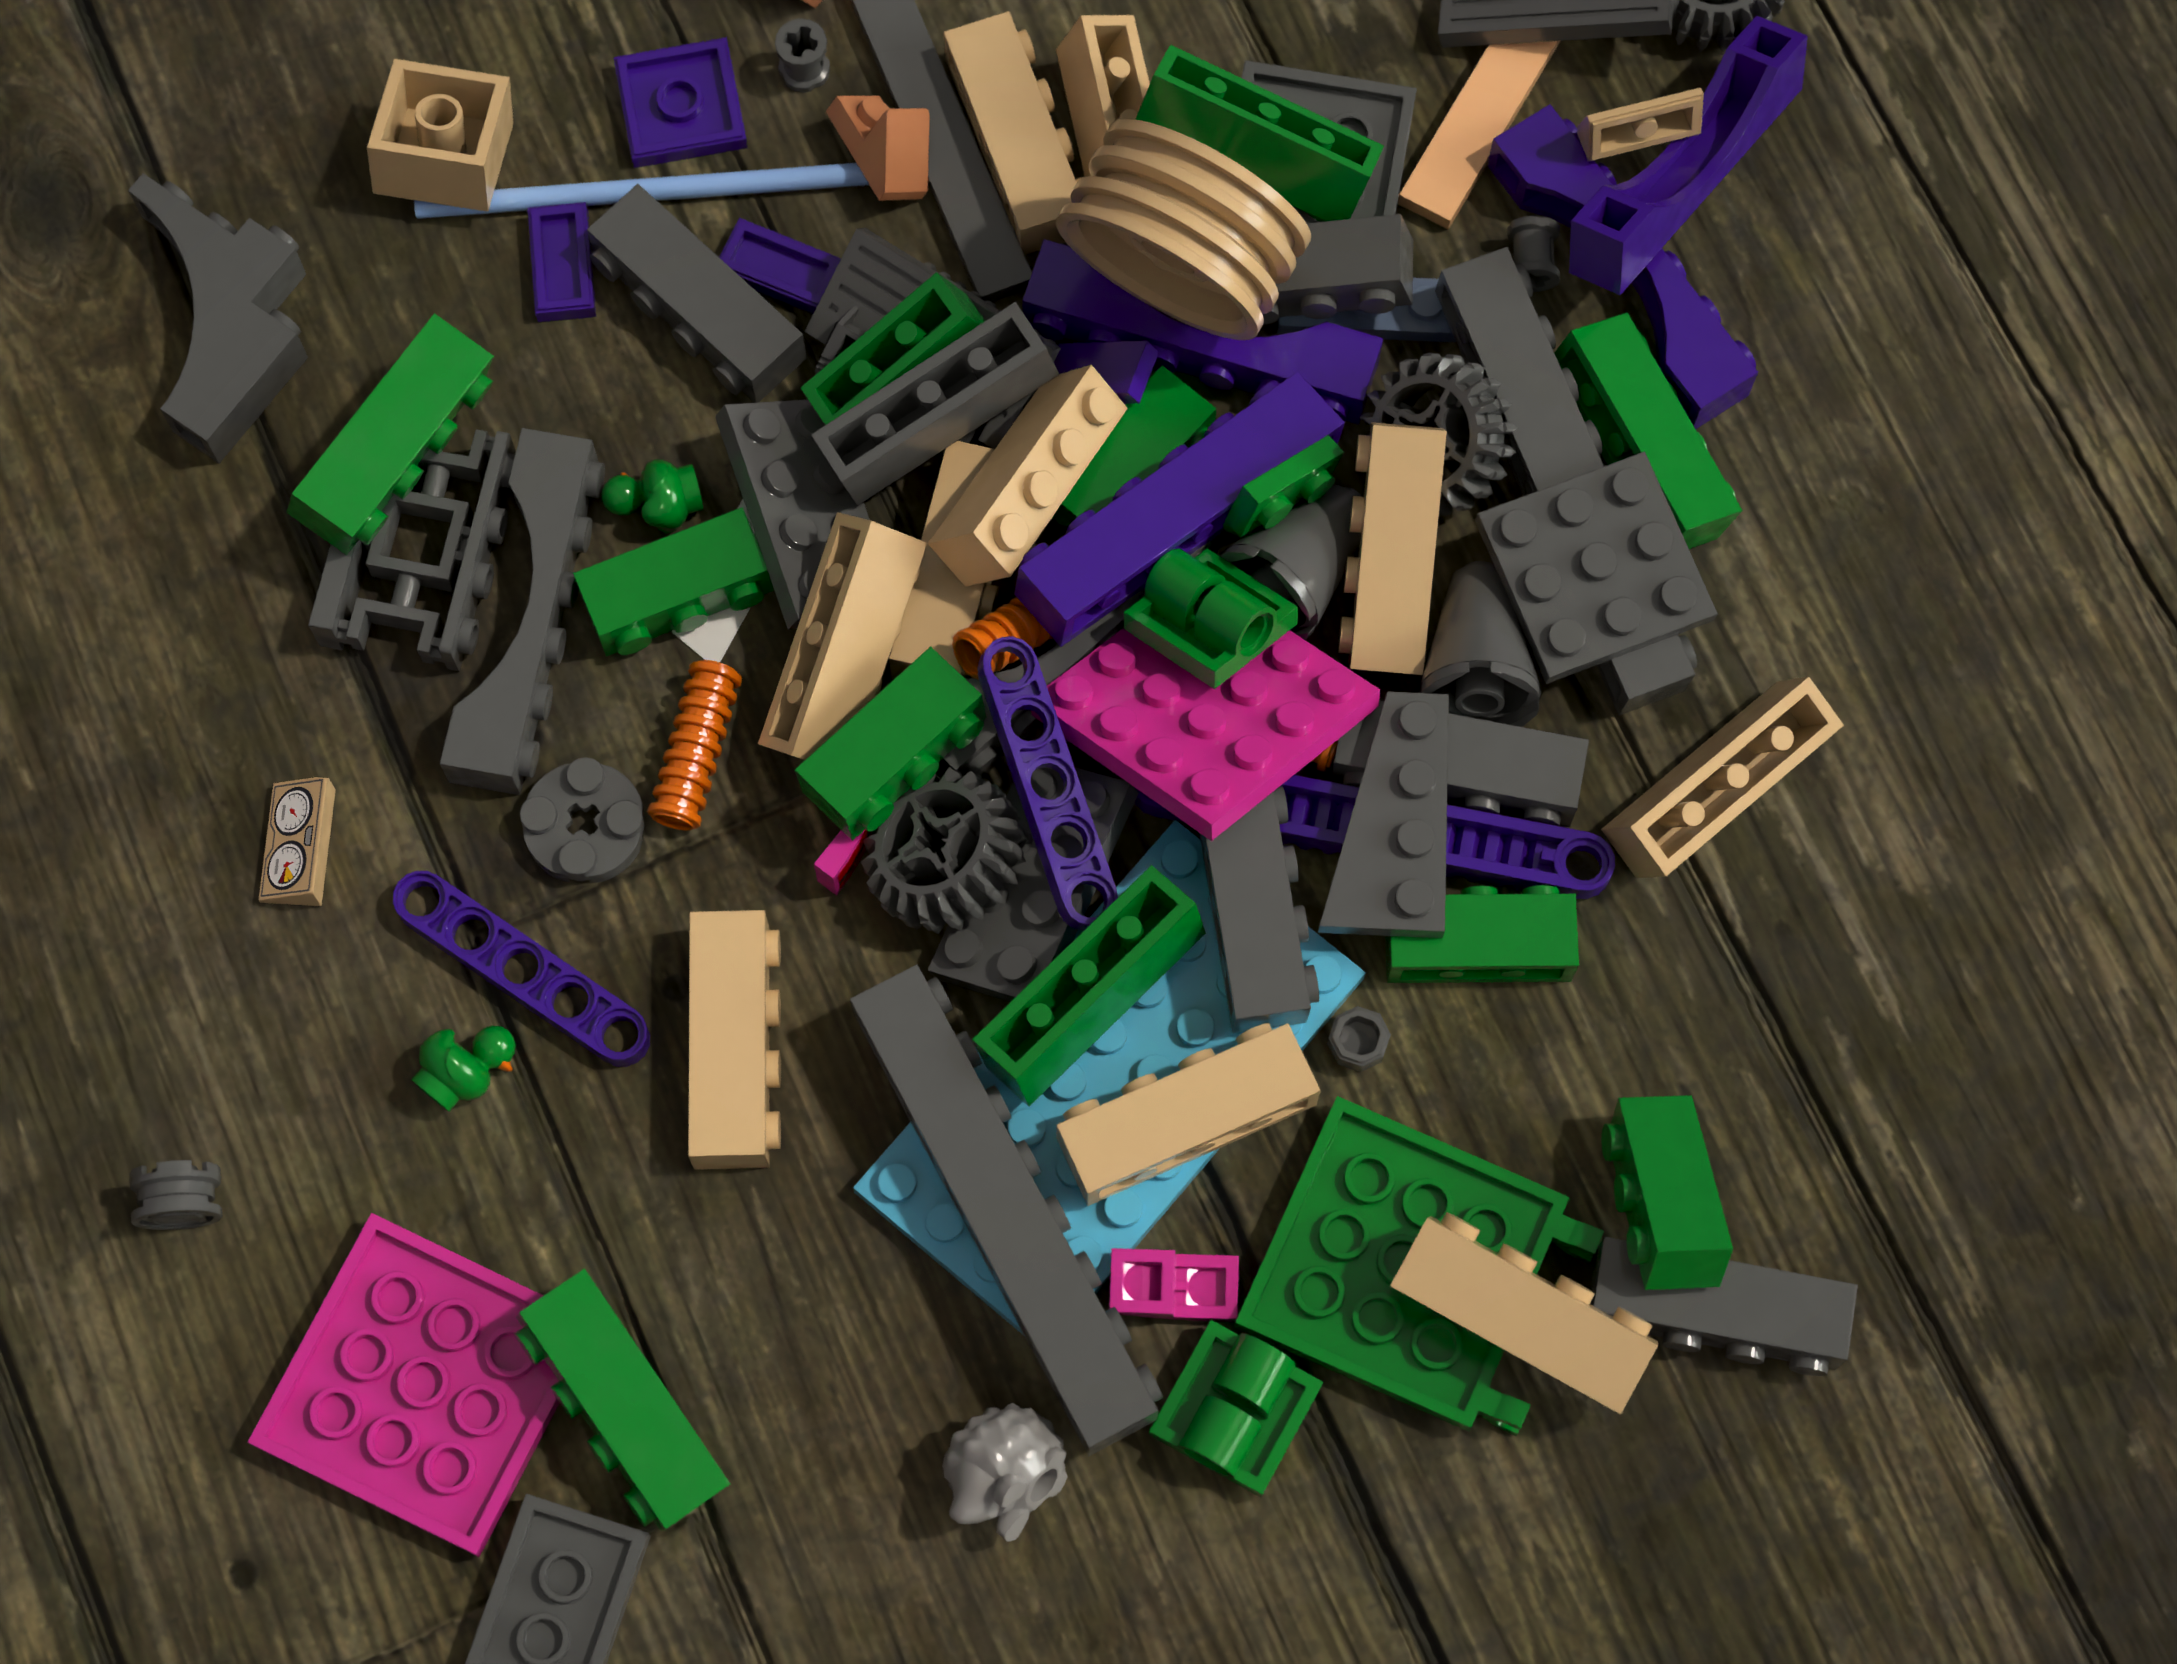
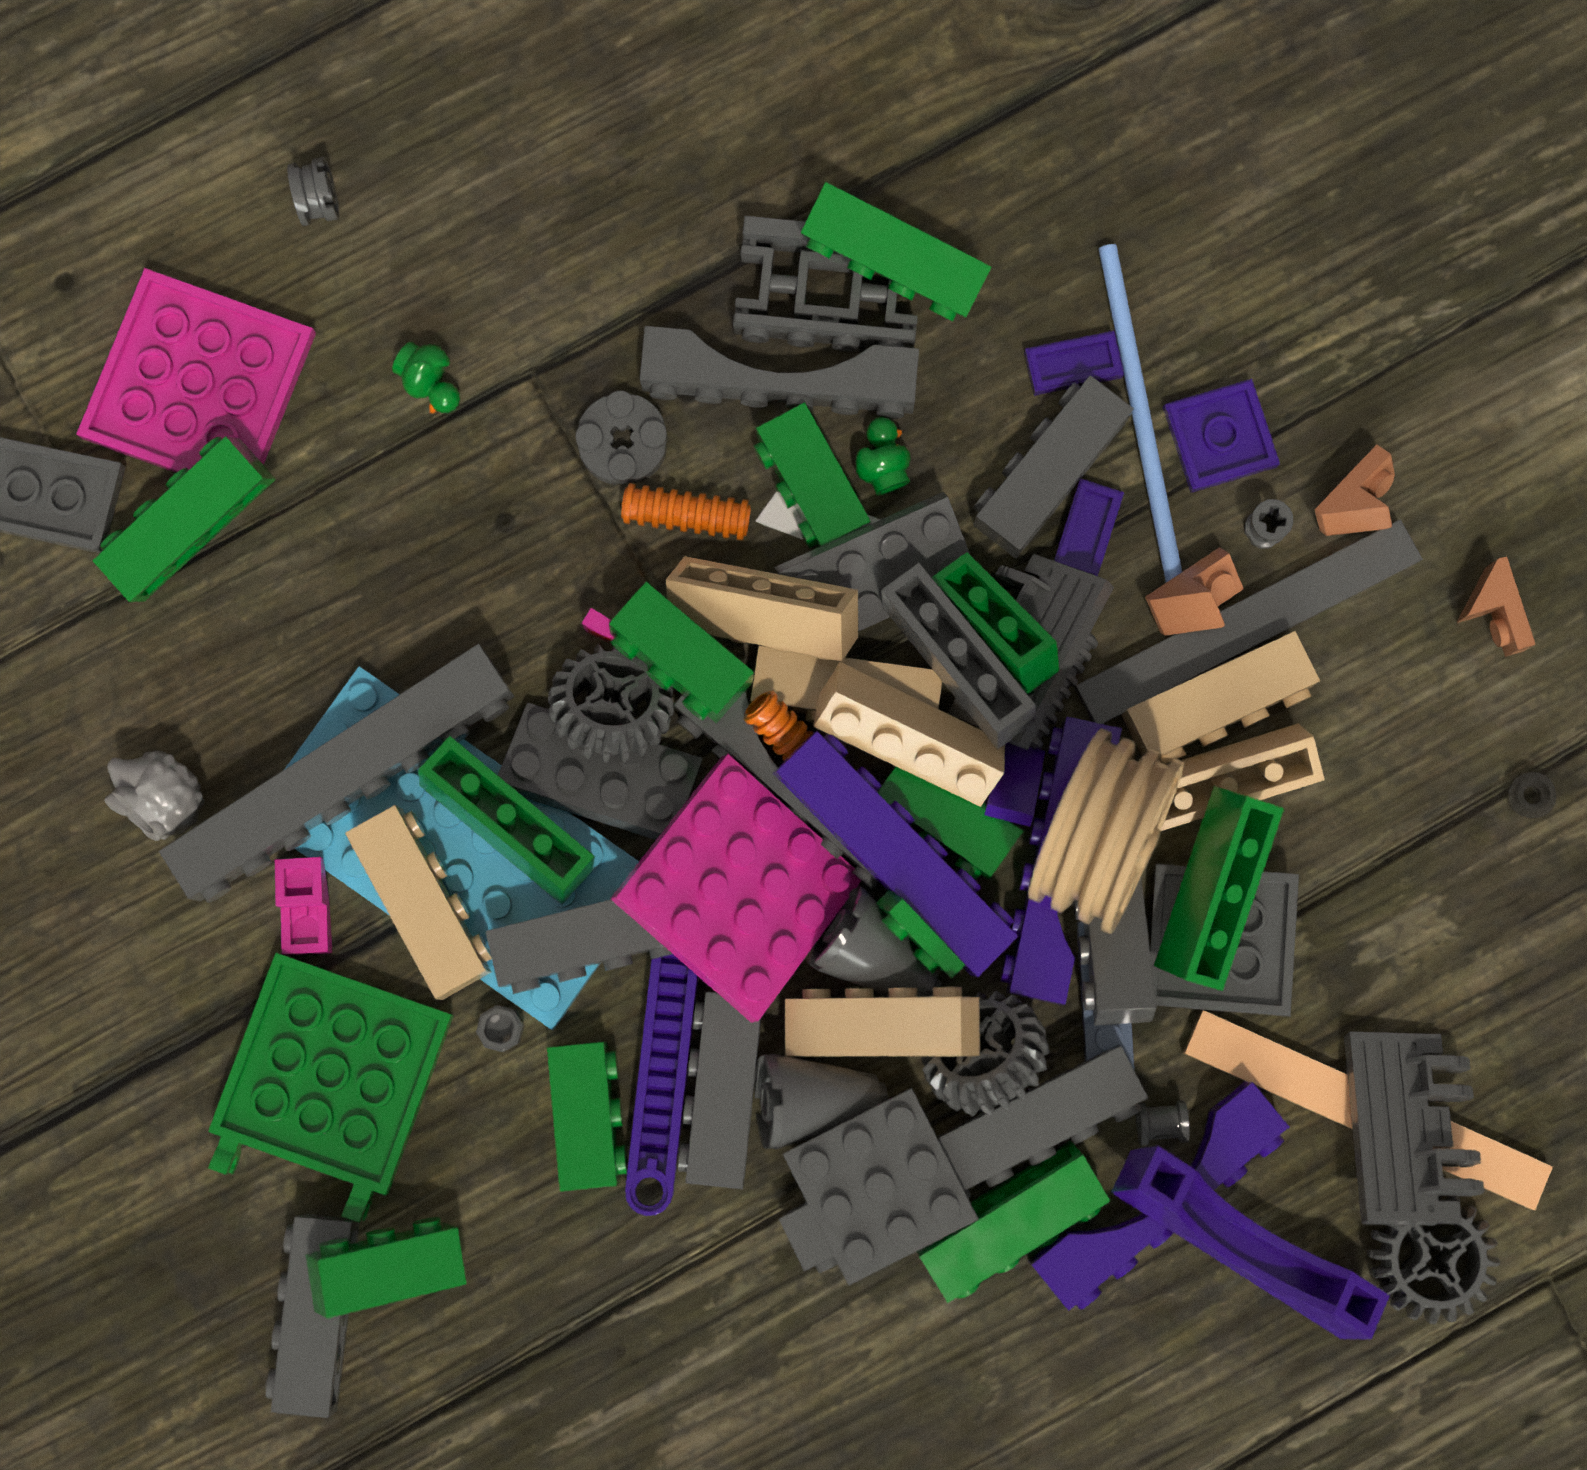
camera: 90 degrees right, 10 degrees up
(239, 340) = (975, 131): dark grey arch -> none
(297, 842) = (588, 237): slope -> none
(440, 135) = (1159, 254): tan brick -> none
(539, 992) = (506, 386): dark purple beam -> none
(731, 1040) = (460, 565): tan brick -> none
(1049, 752) = (680, 766): dark purple beam -> none
(1208, 615) = (805, 883): green plate -> none
(1236, 1407) = (214, 958): green plate -> none
(1395, 843) = (647, 1043): dark grey wing -> none
(1525, 1313) = (282, 1166): tan brick -> none
(1642, 124) = (1272, 1203): tan slope -> none
(1722, 777) = (725, 1298): tan brick -> none

